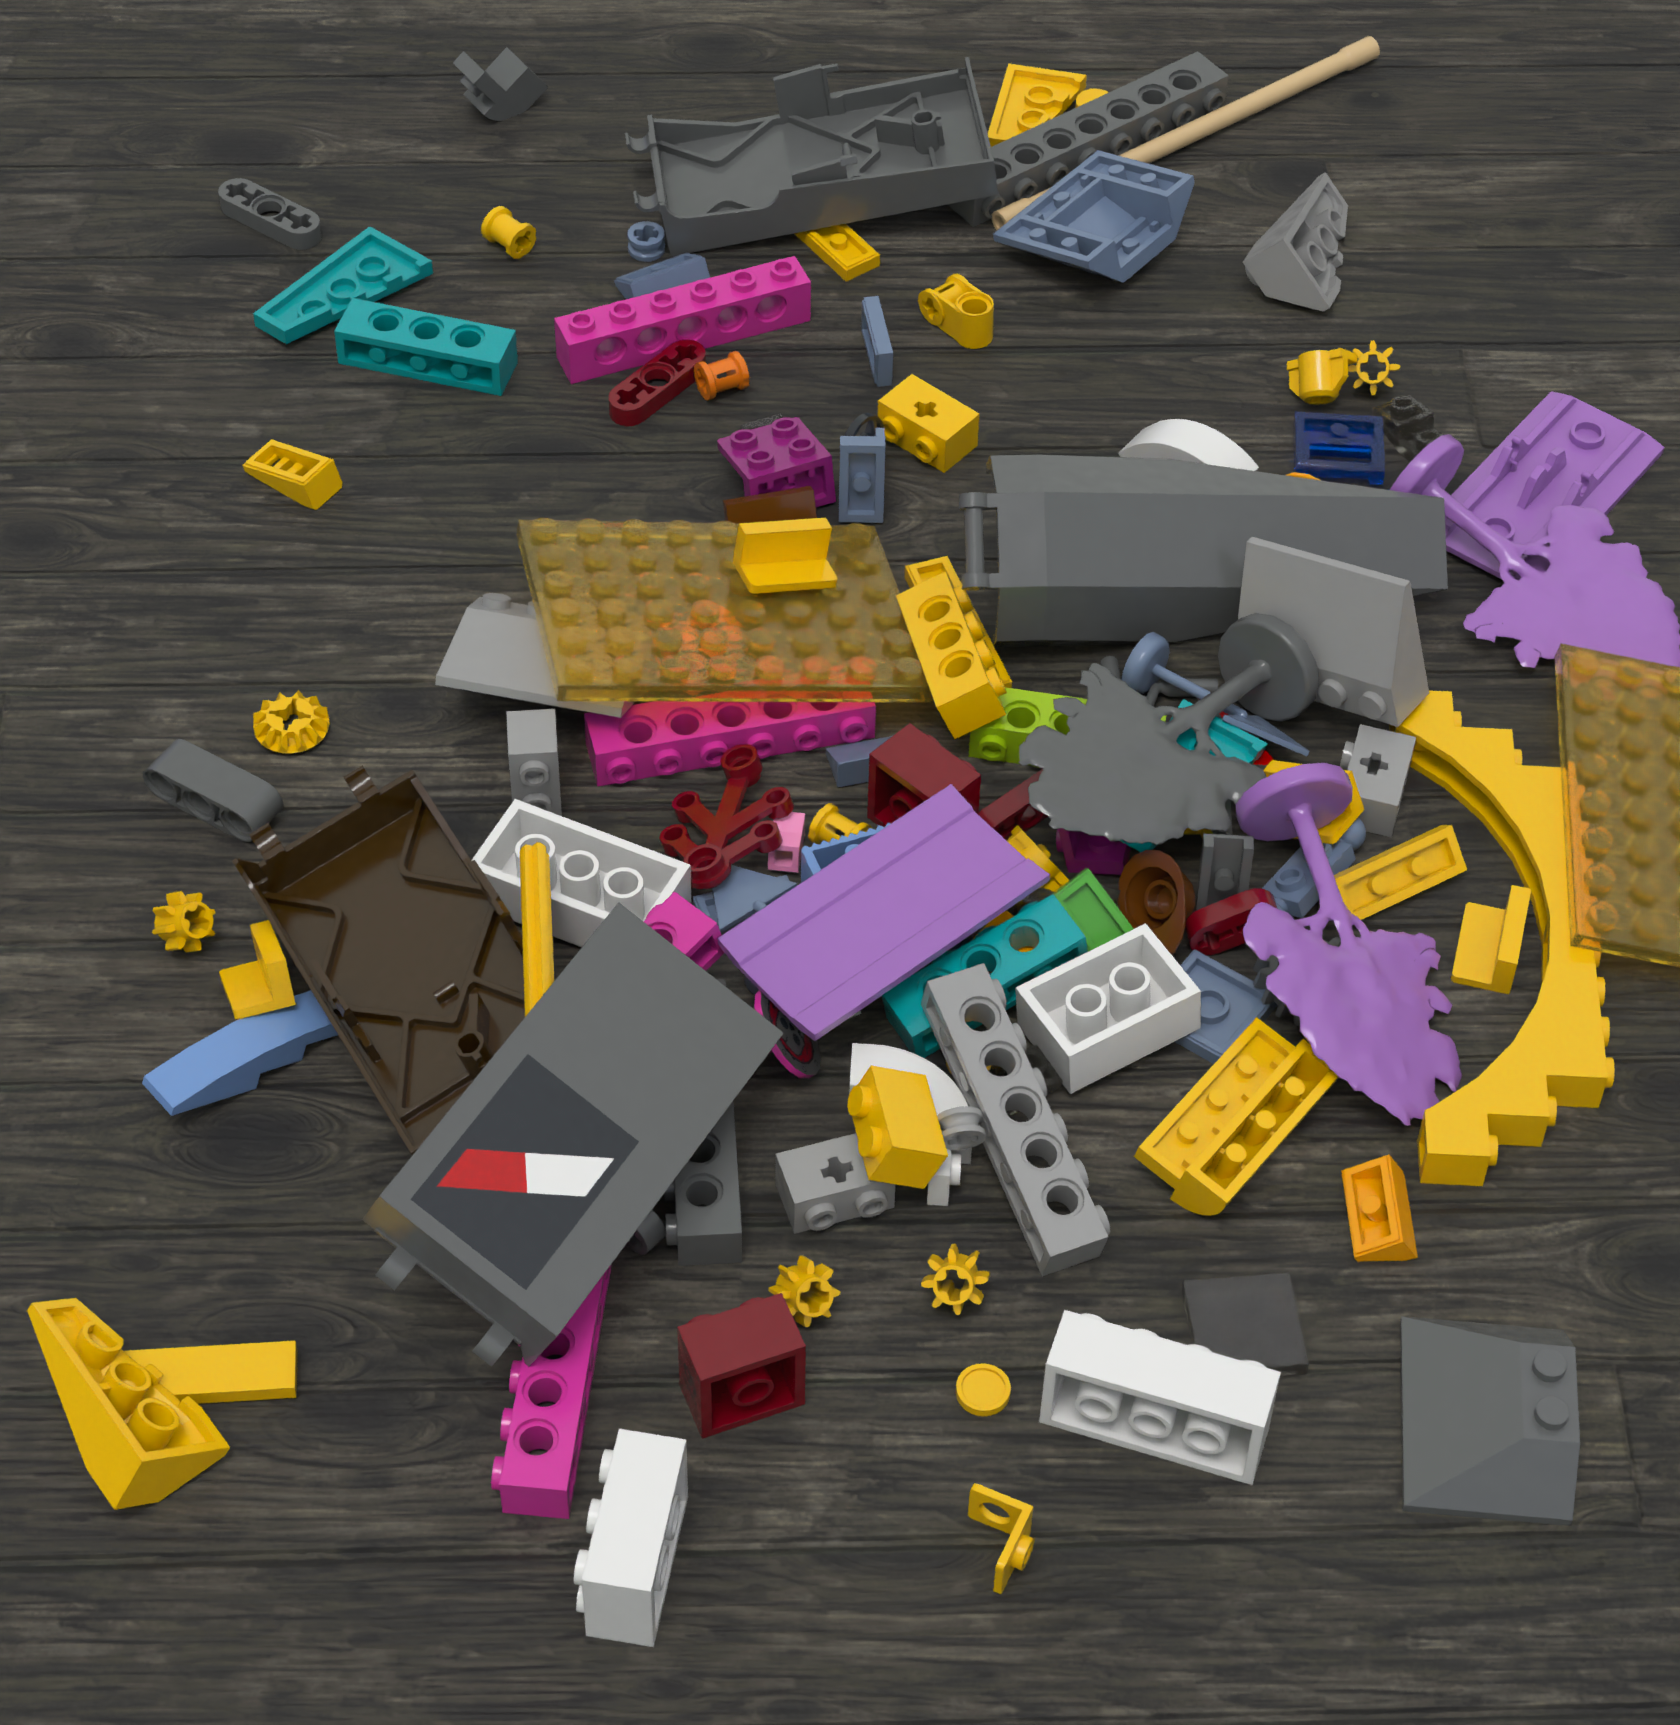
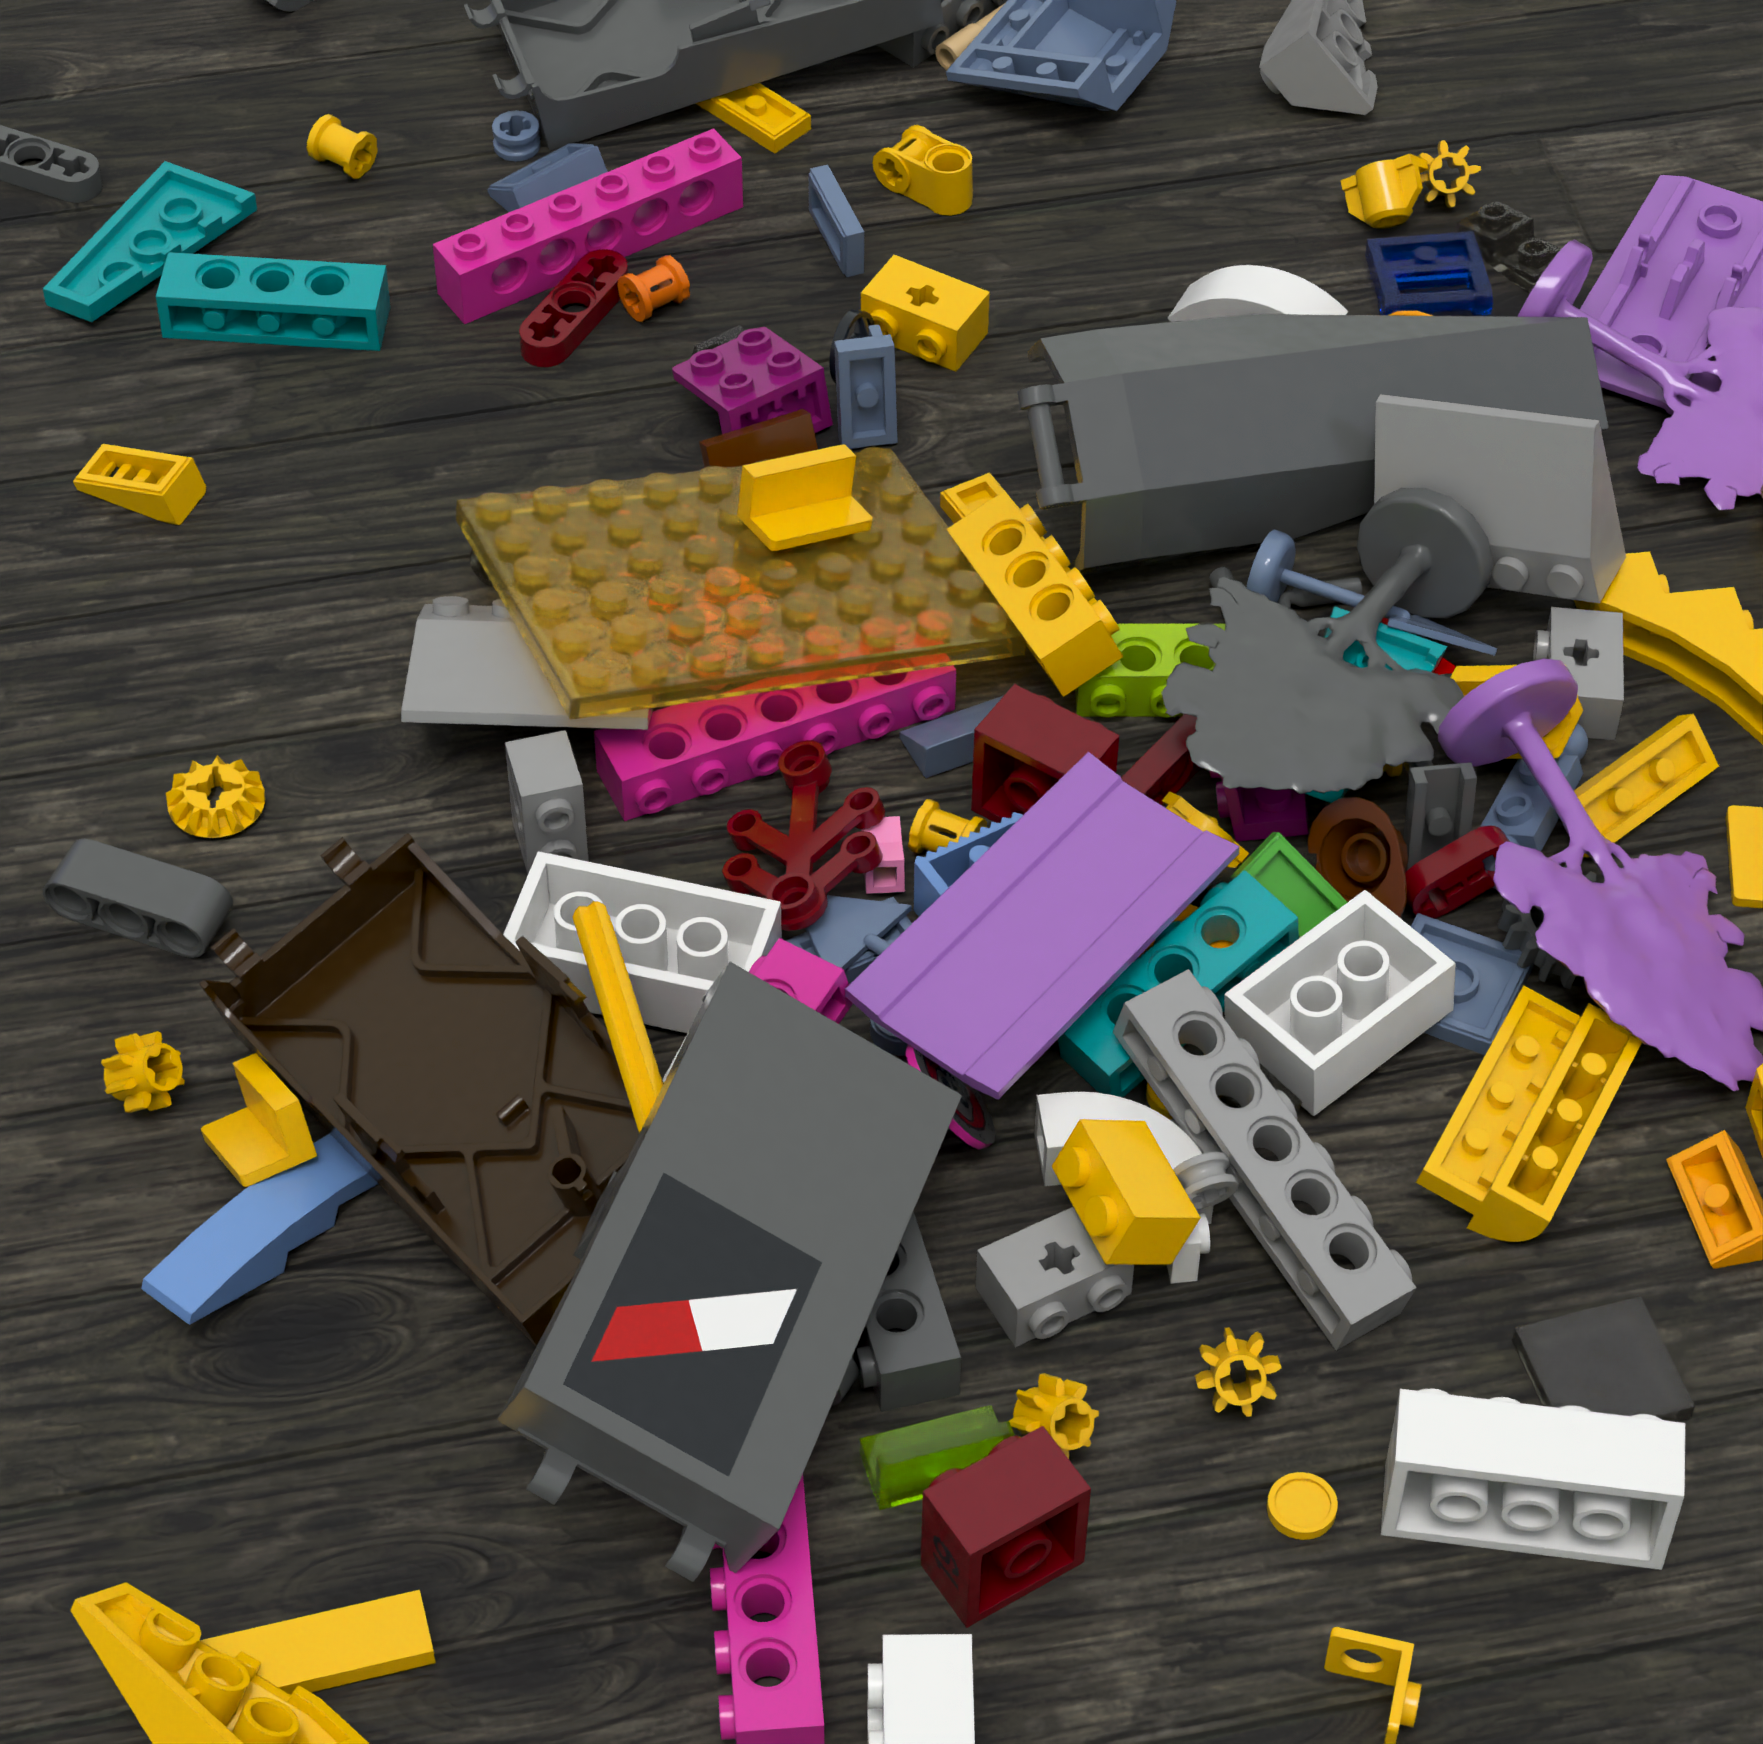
camera: 10 degrees left, 0 degrees up
(685, 1299) = (909, 1458): none -> clear neon green panel

